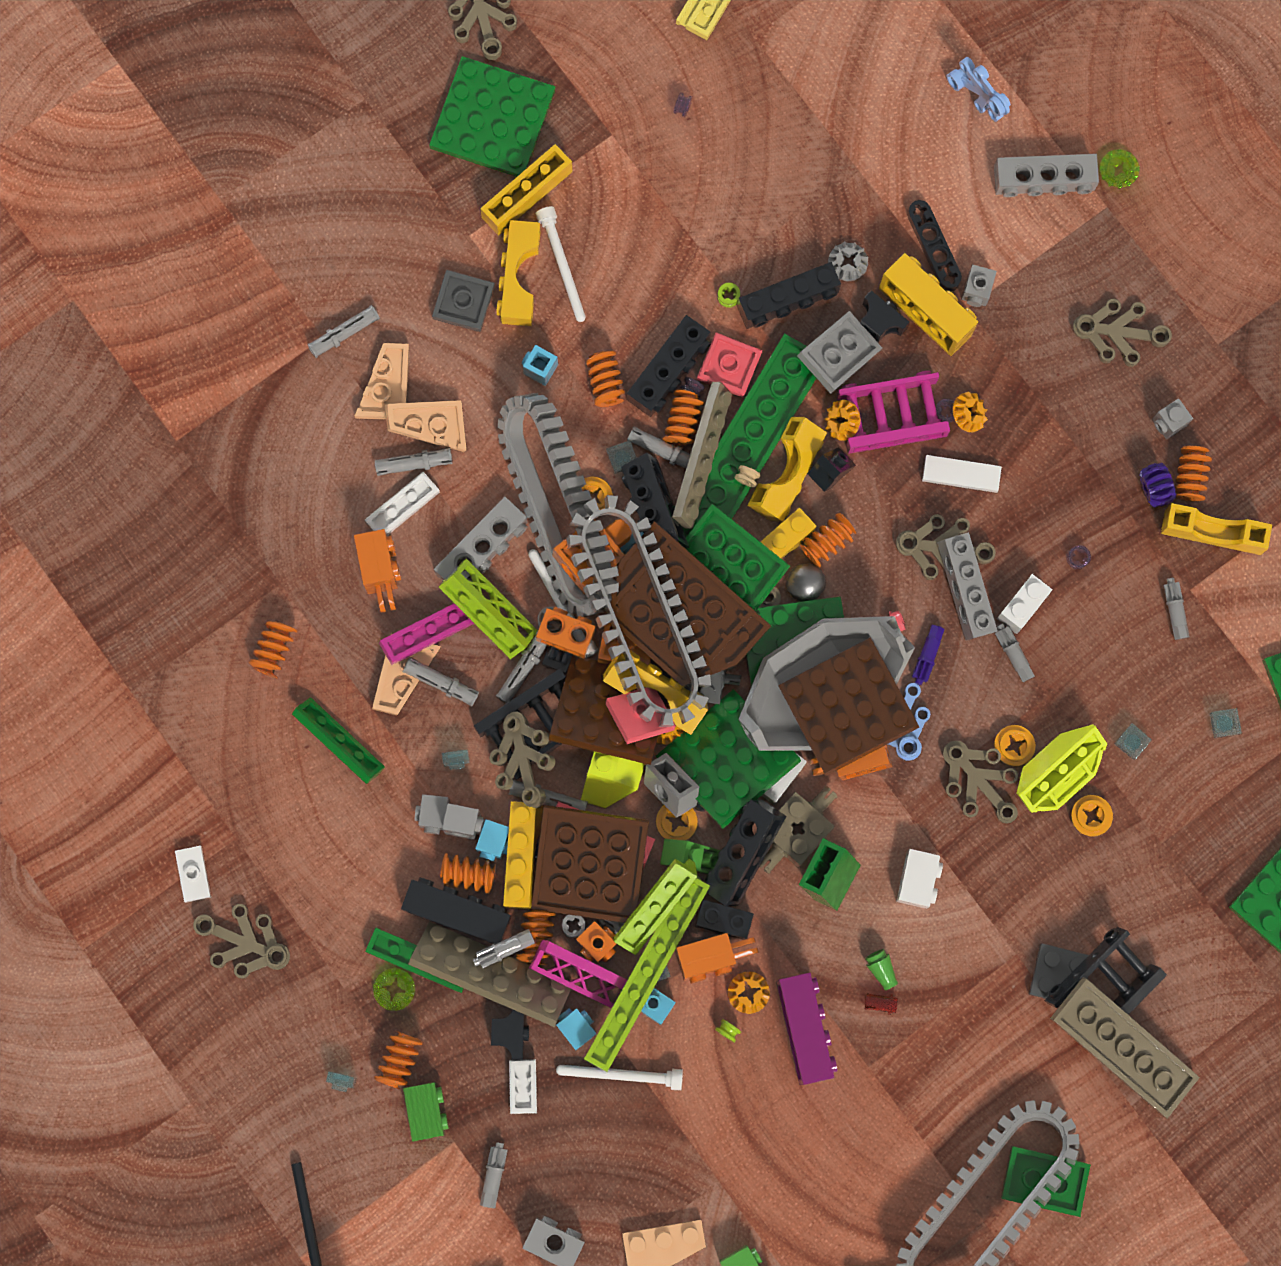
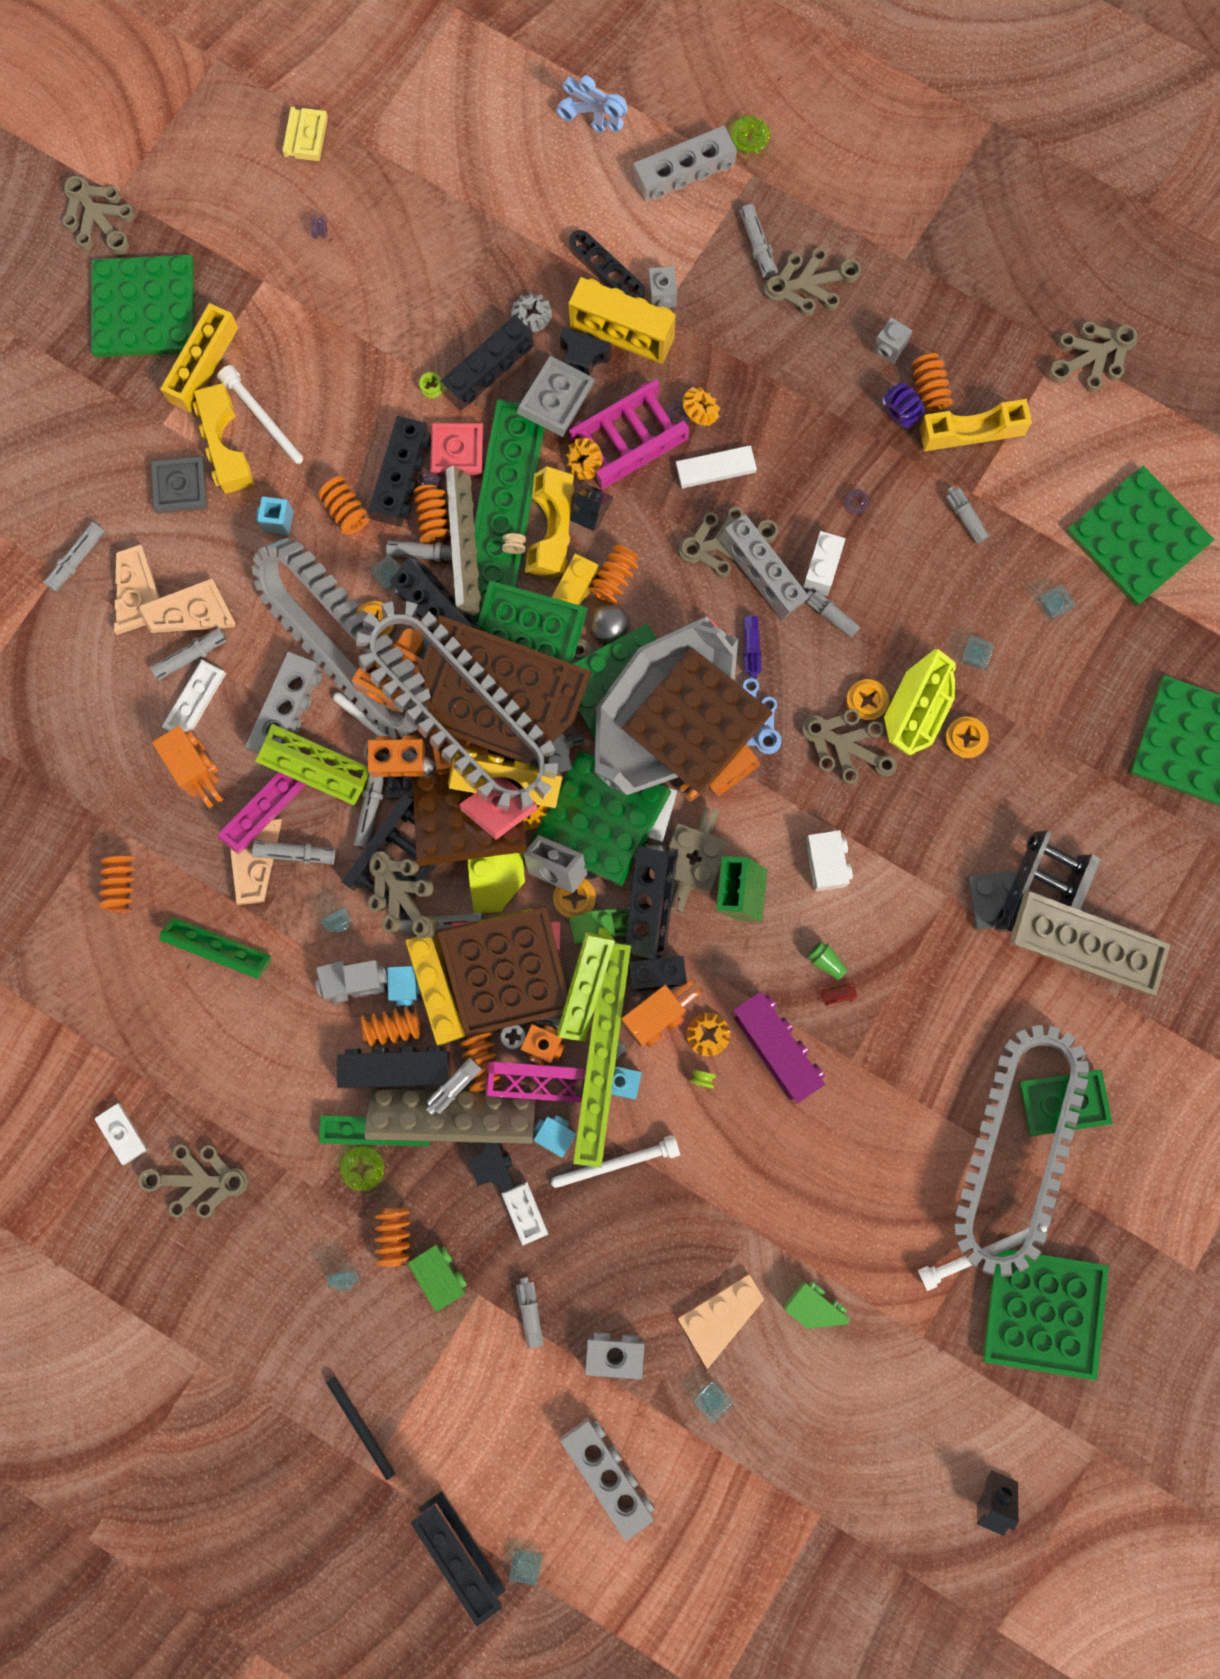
camera: 15 degrees left, 0 degrees up
(1085, 284) = (761, 249): none -> light grey pin

